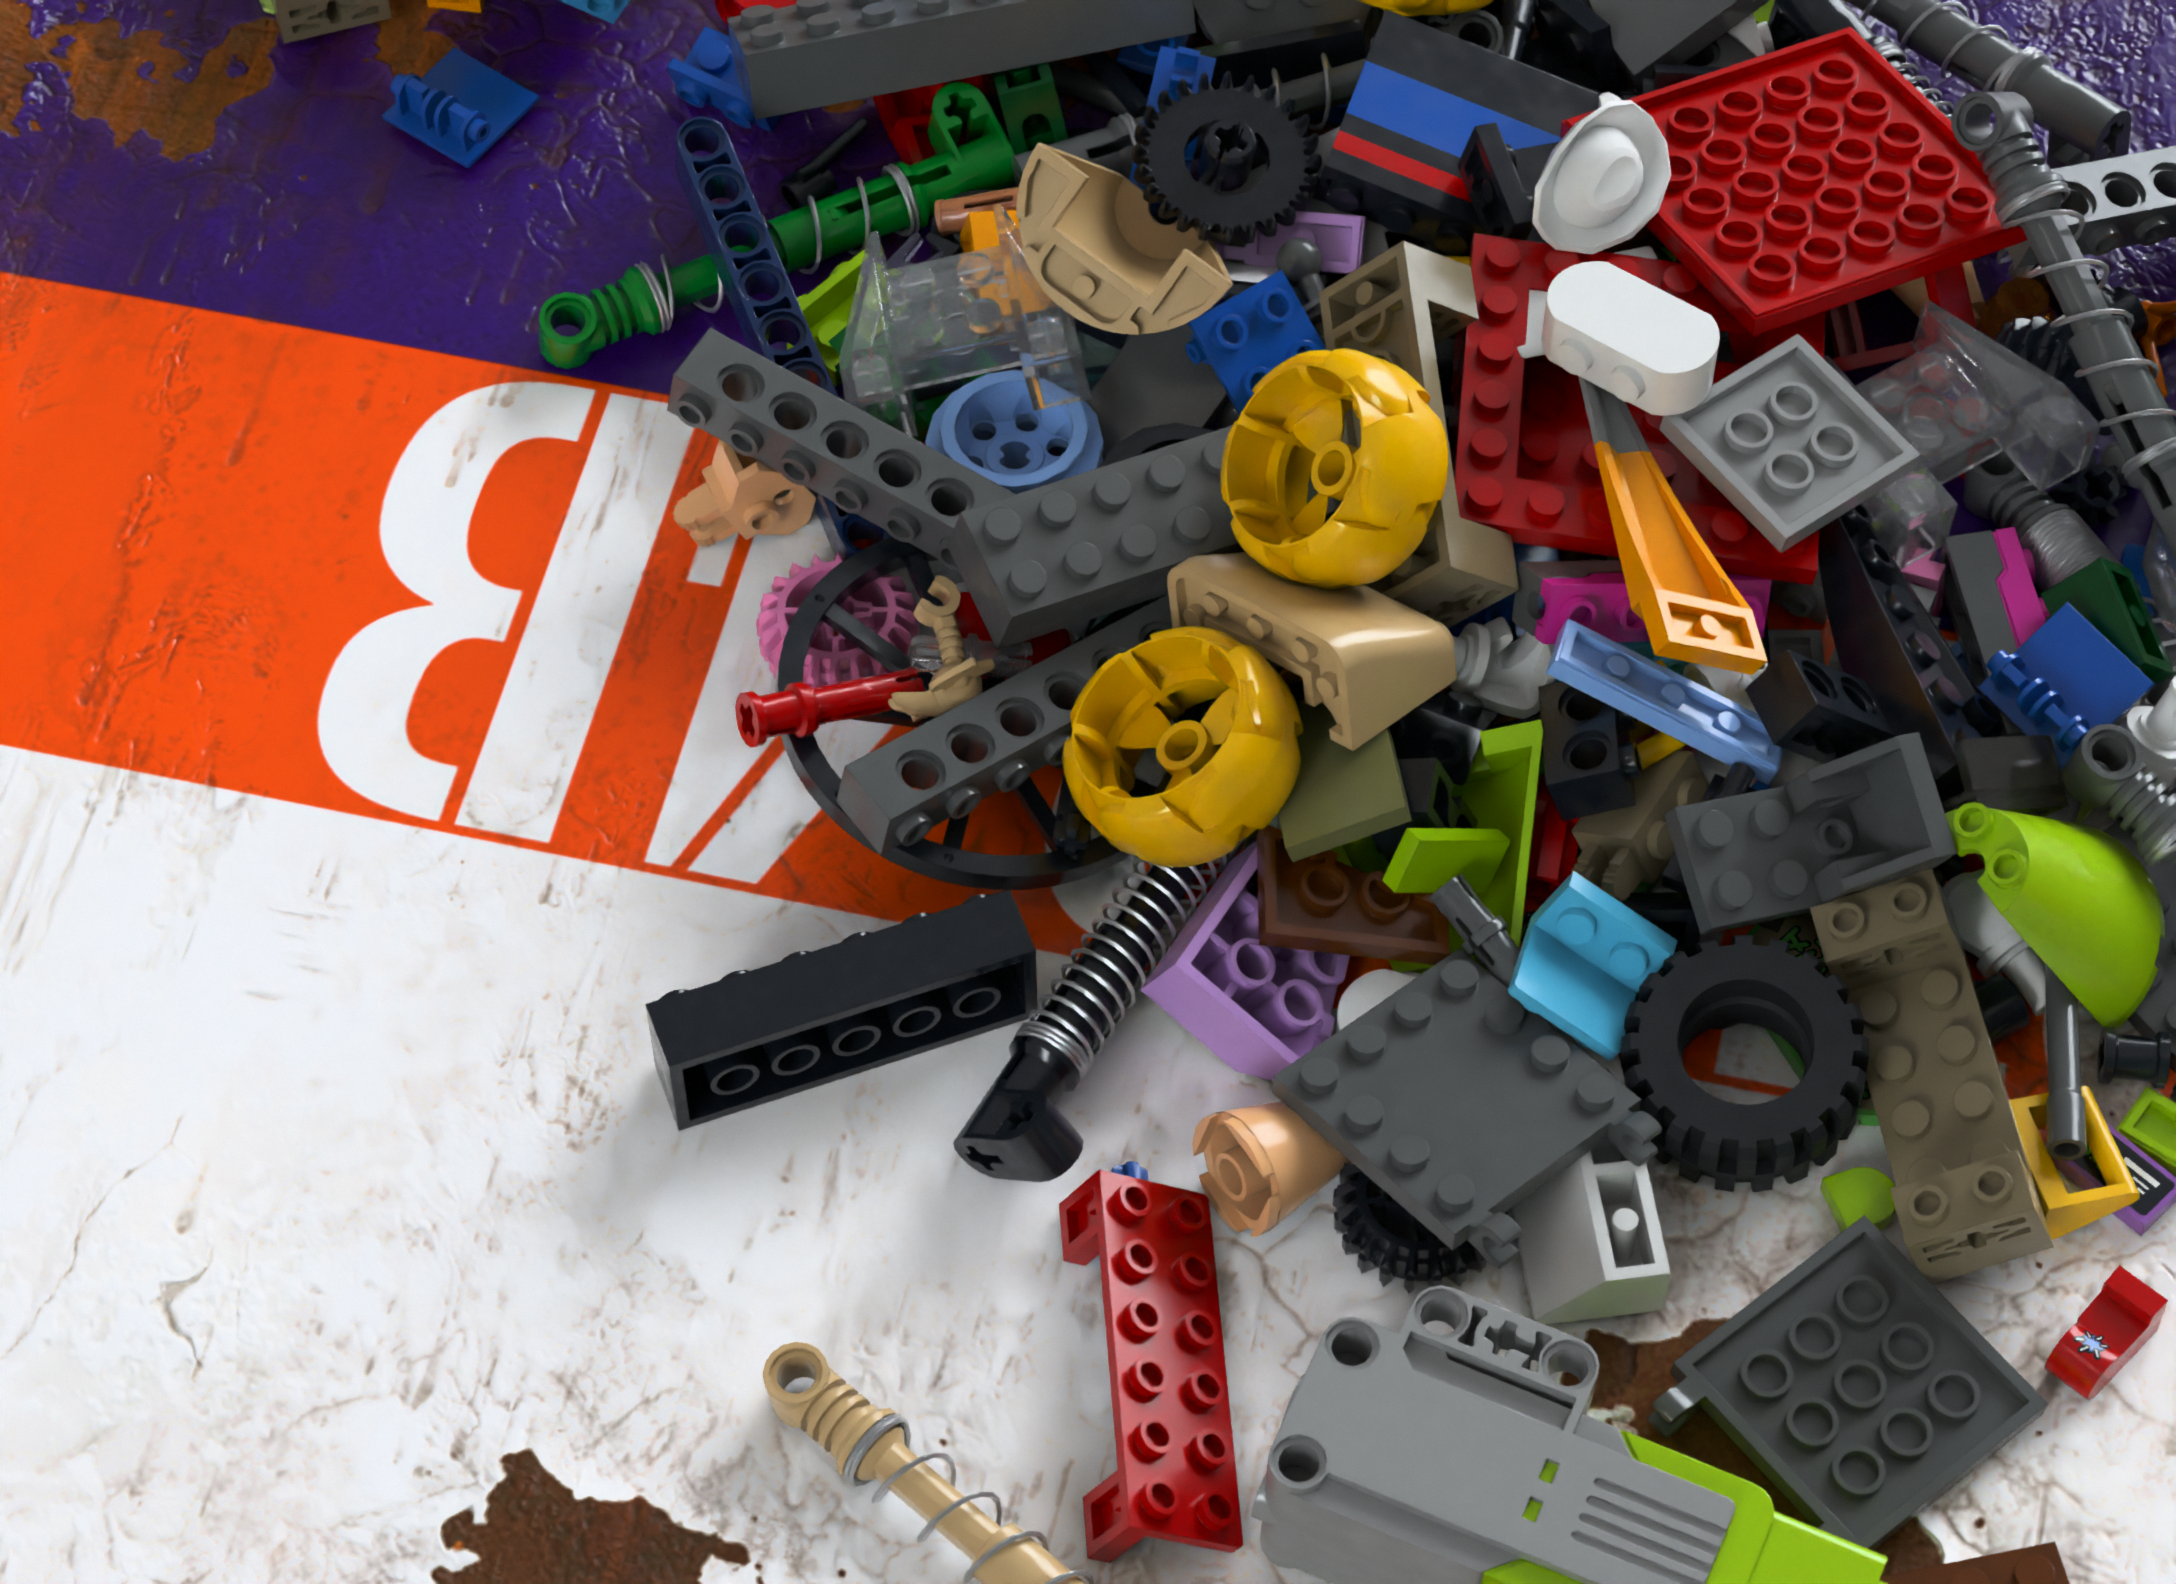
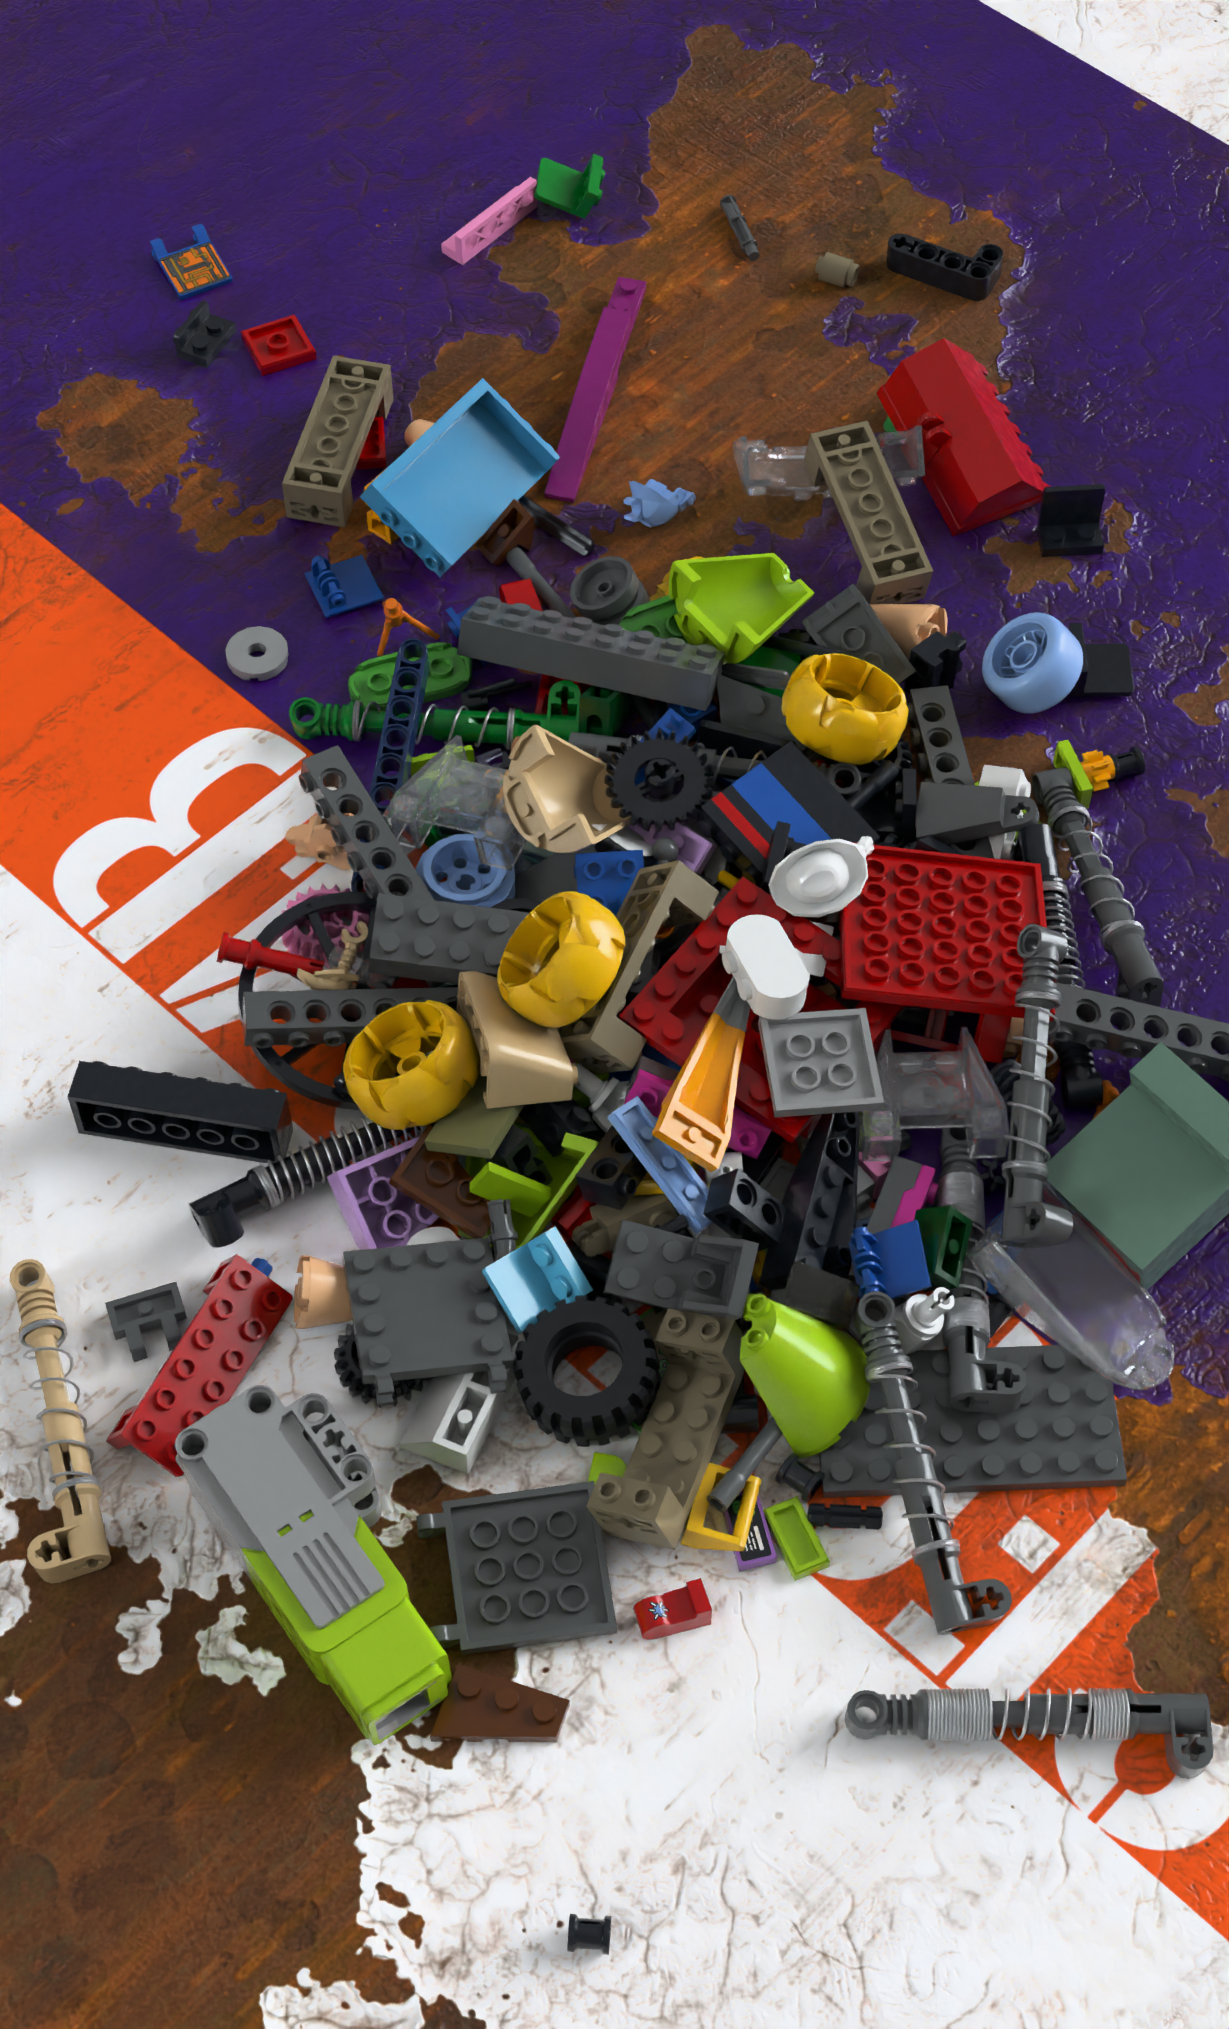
camera: 30 degrees right, 0 degrees up
(395, 247) = (253, 640): none -> light grey tile
(601, 111) = (395, 617): none -> orange plant
(647, 208) = (447, 676): none -> bright green tile
(1006, 1332) = (145, 1312): none -> dark grey plate

